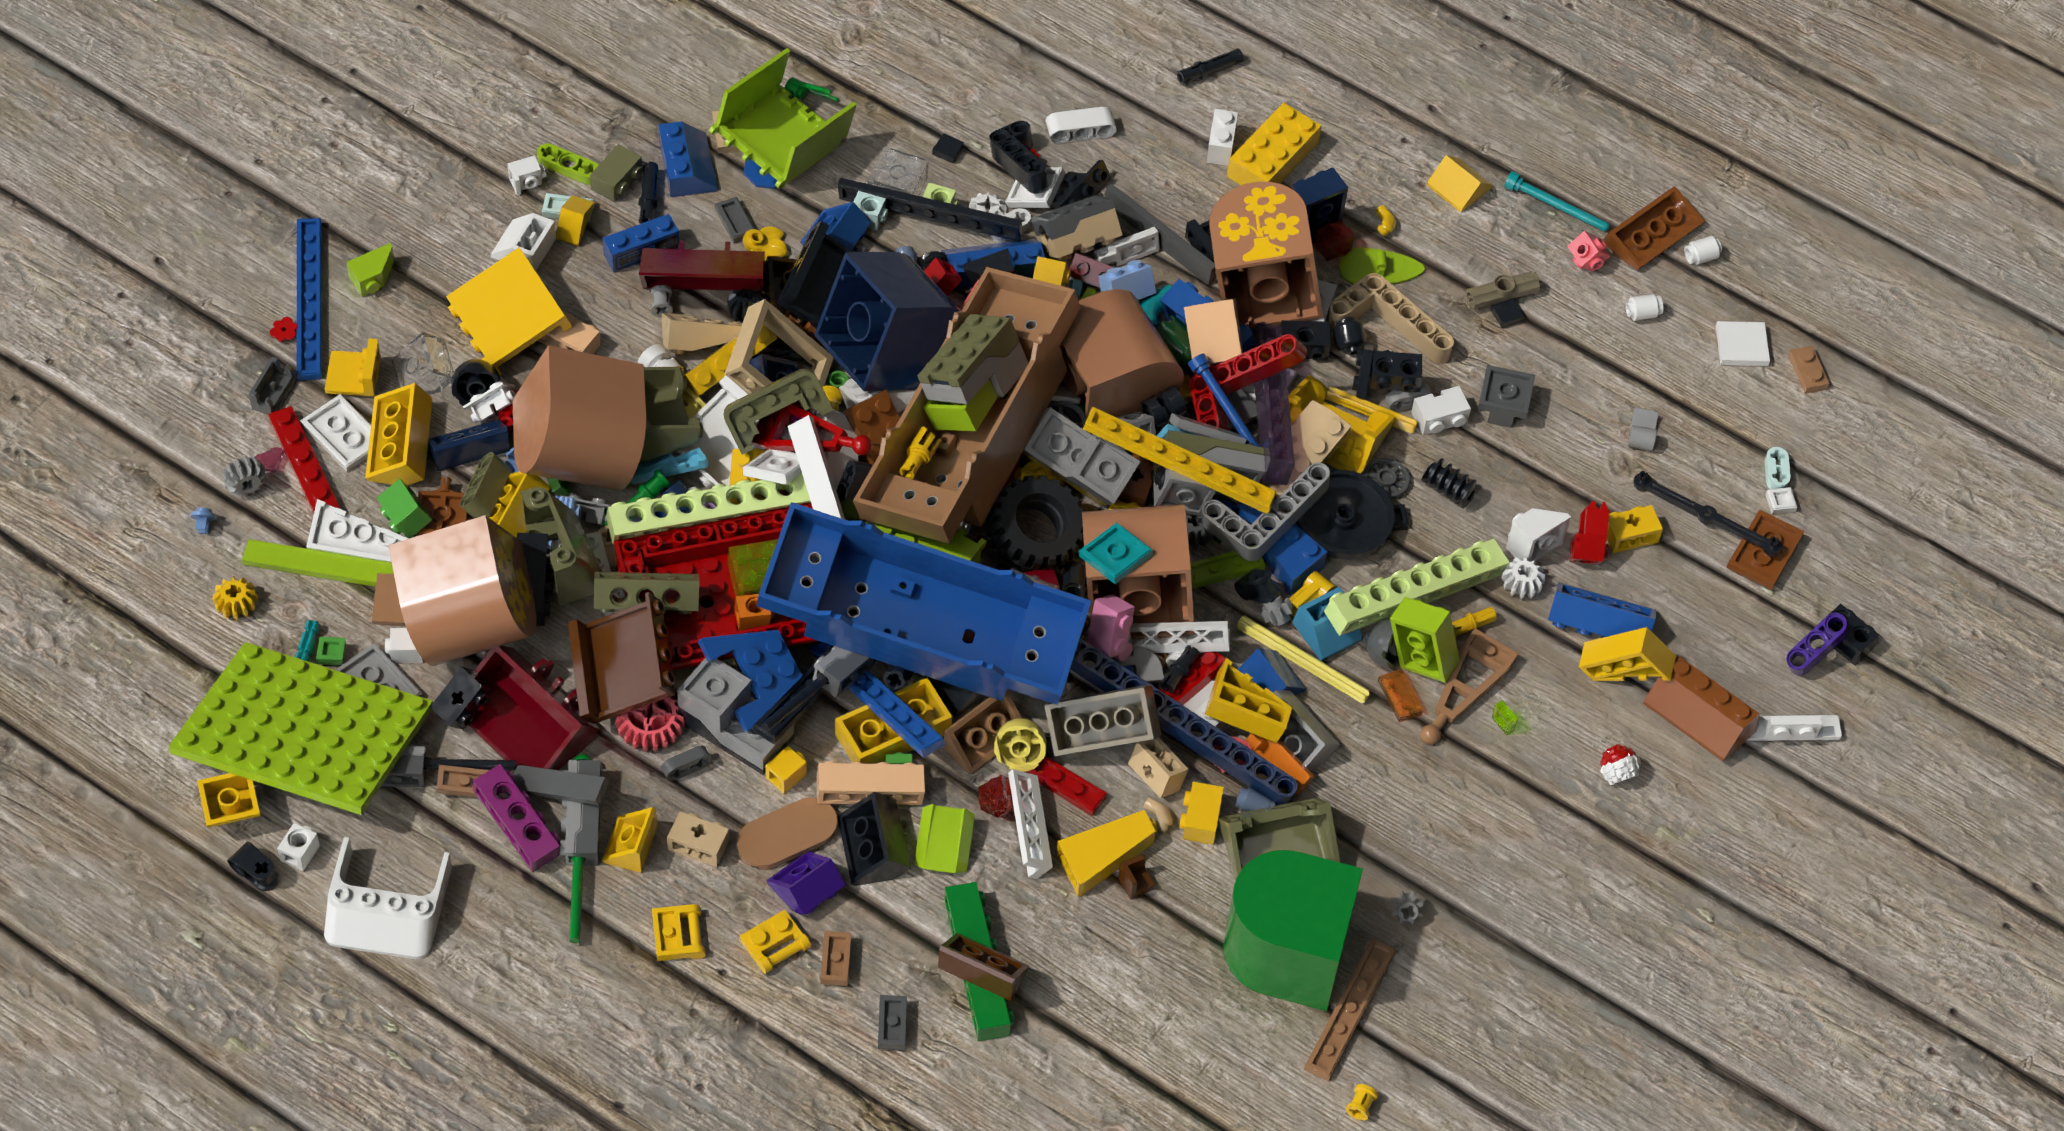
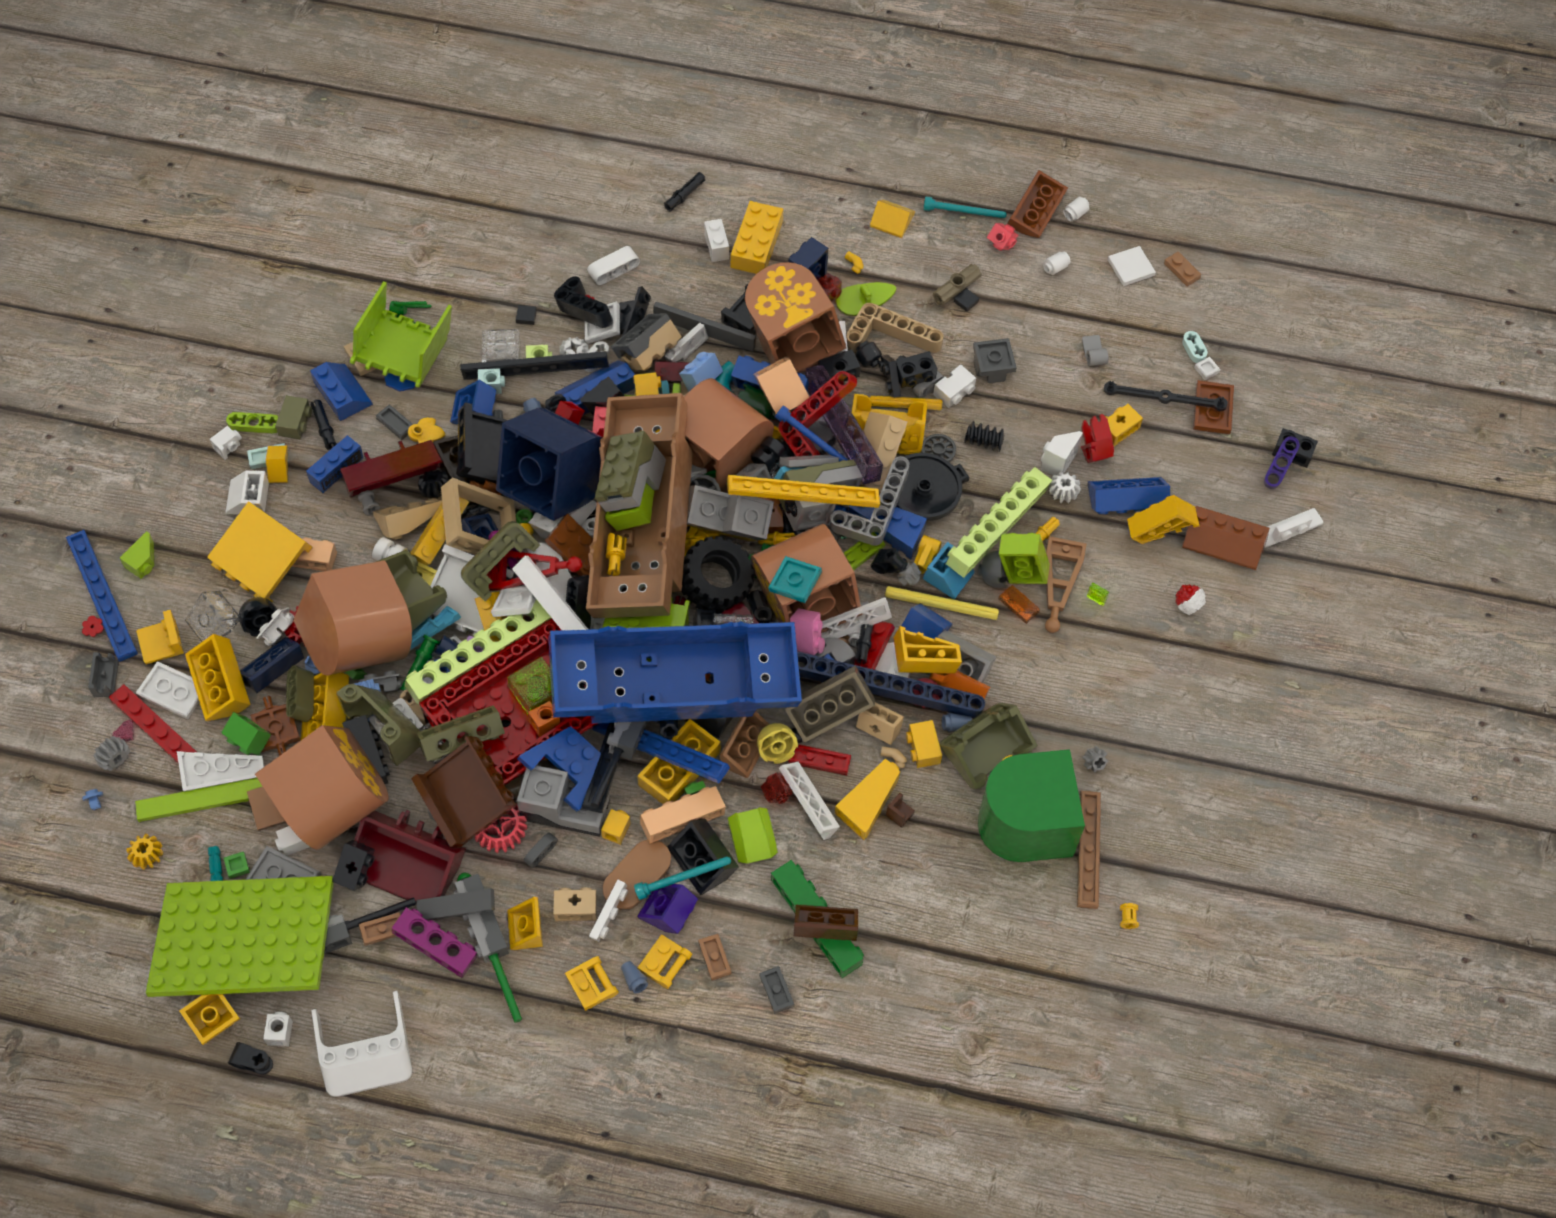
camera: 20 degrees left, 5 degrees up
(730, 945) = (634, 977): none -> sand blue cone
(733, 859) = (609, 911): none -> white plate
(784, 850) = (644, 889): none -> teal piece

